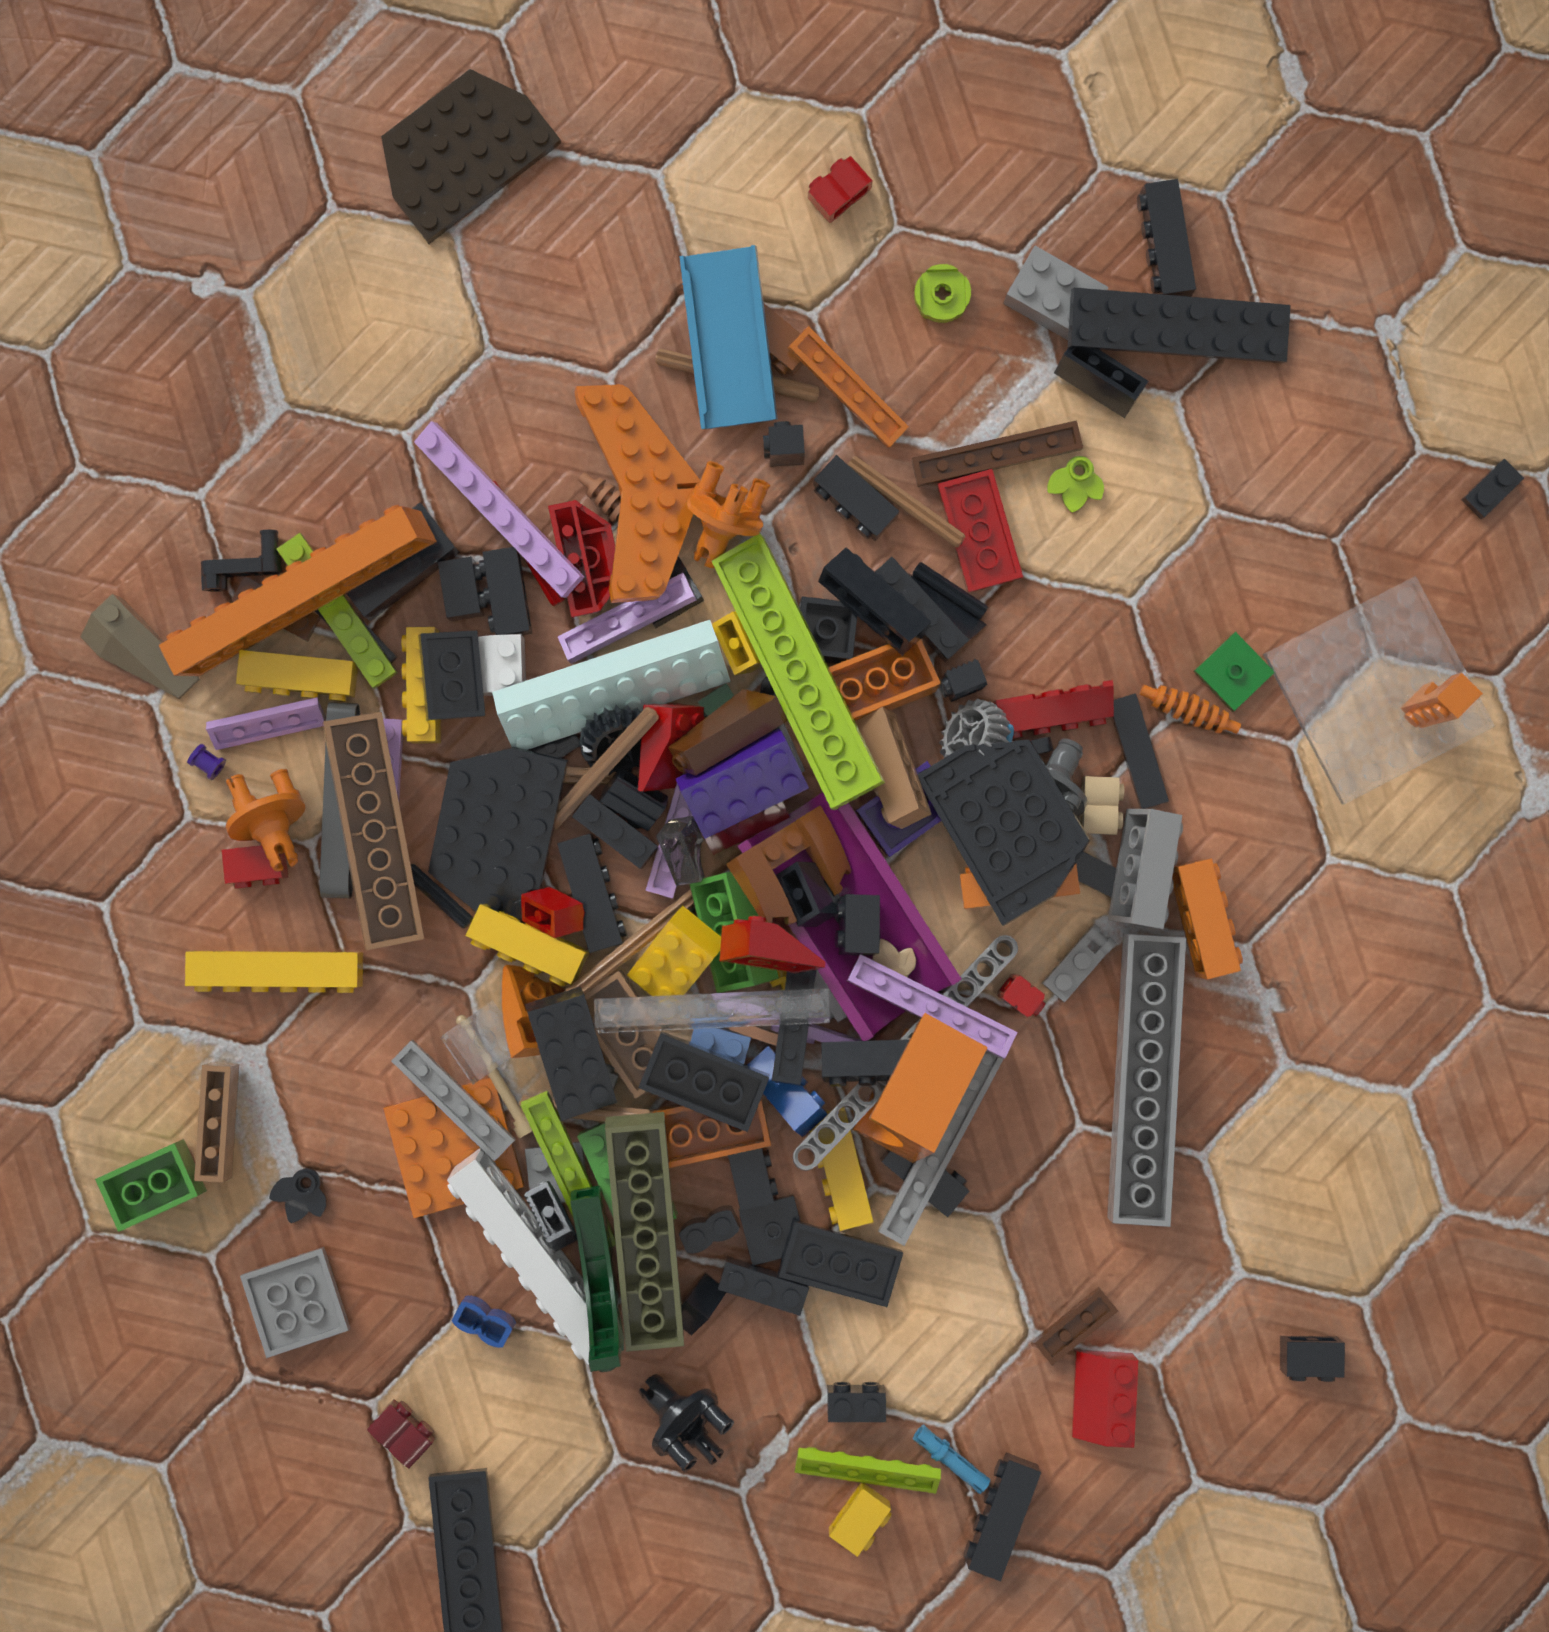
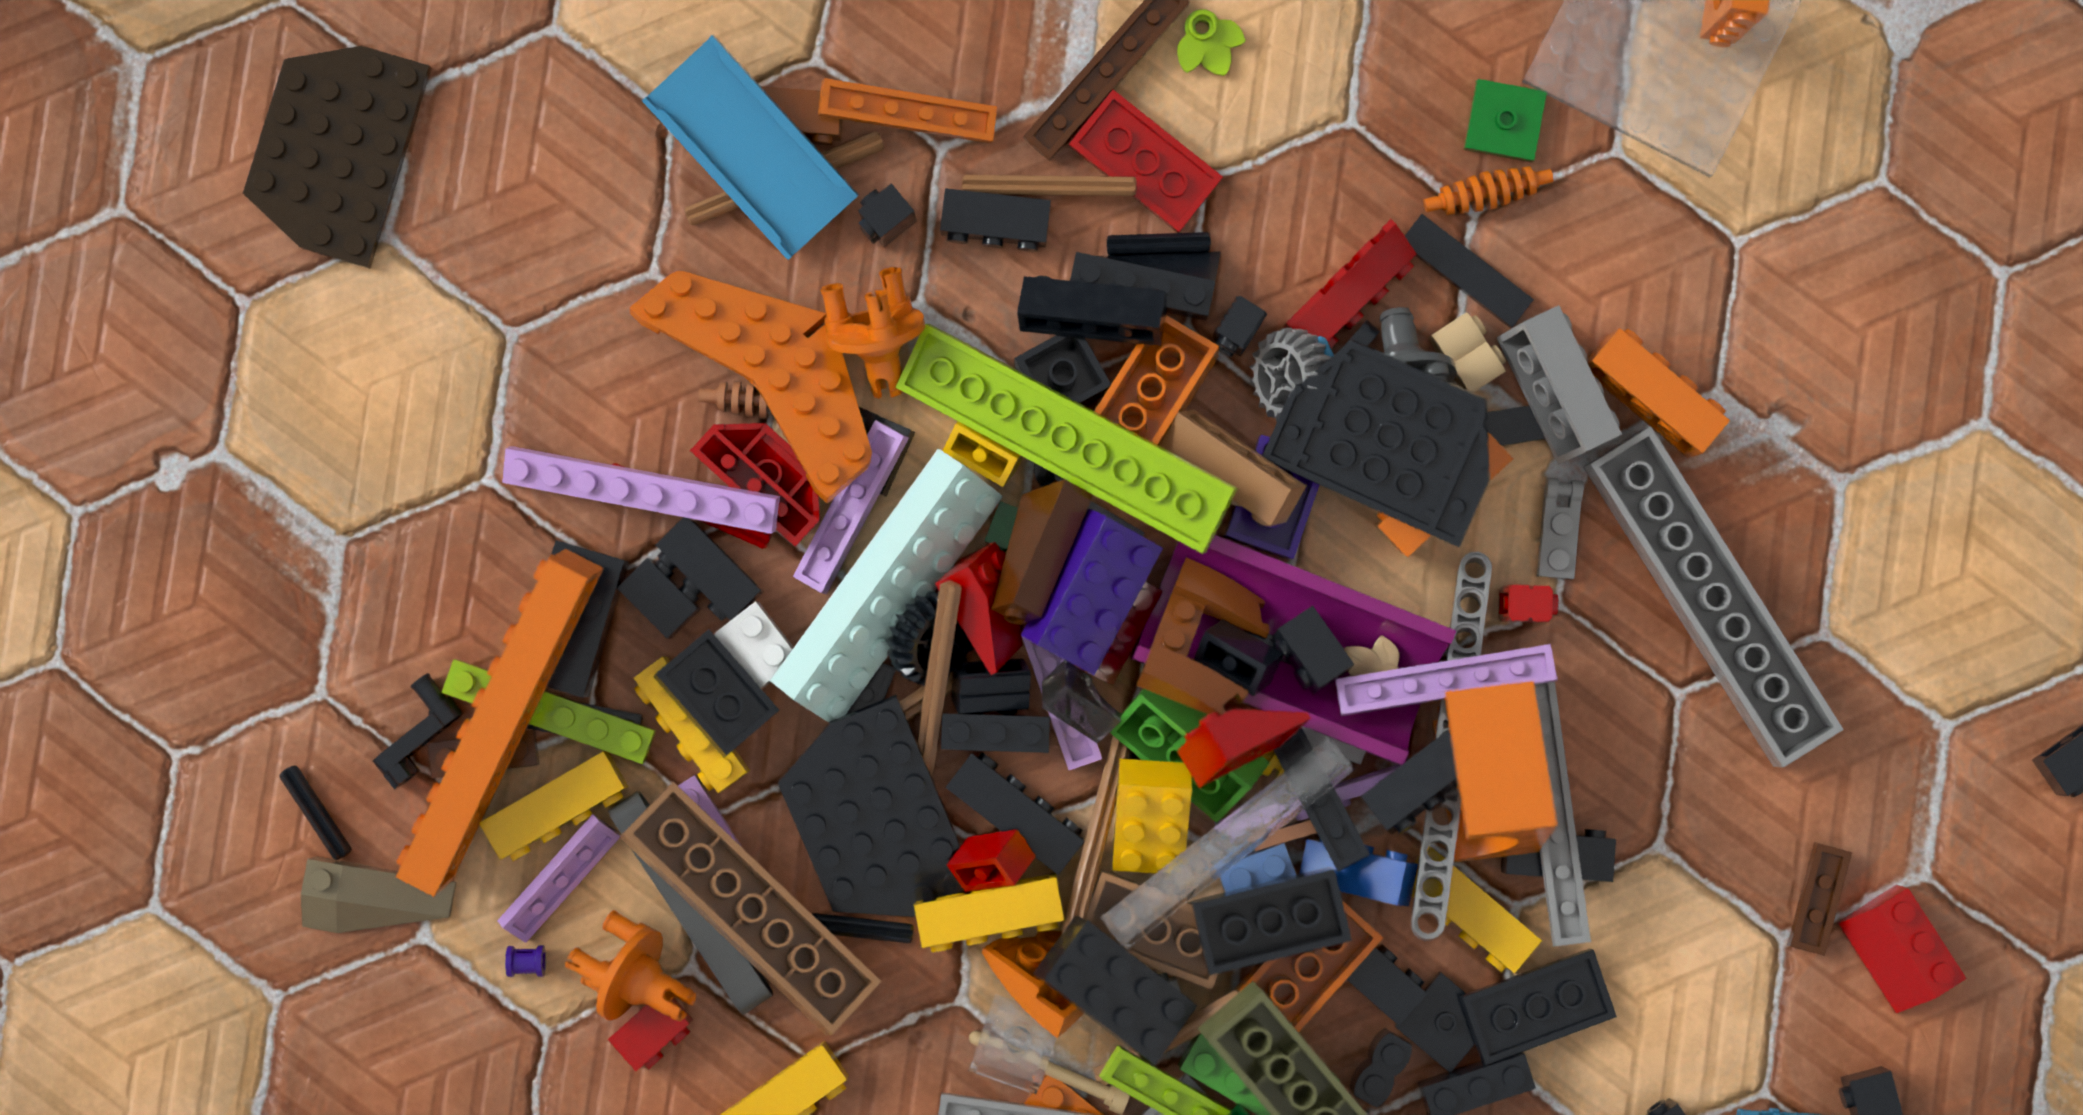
camera: 35 degrees left, 0 degrees up
(141, 569) = (315, 812): none -> black axle

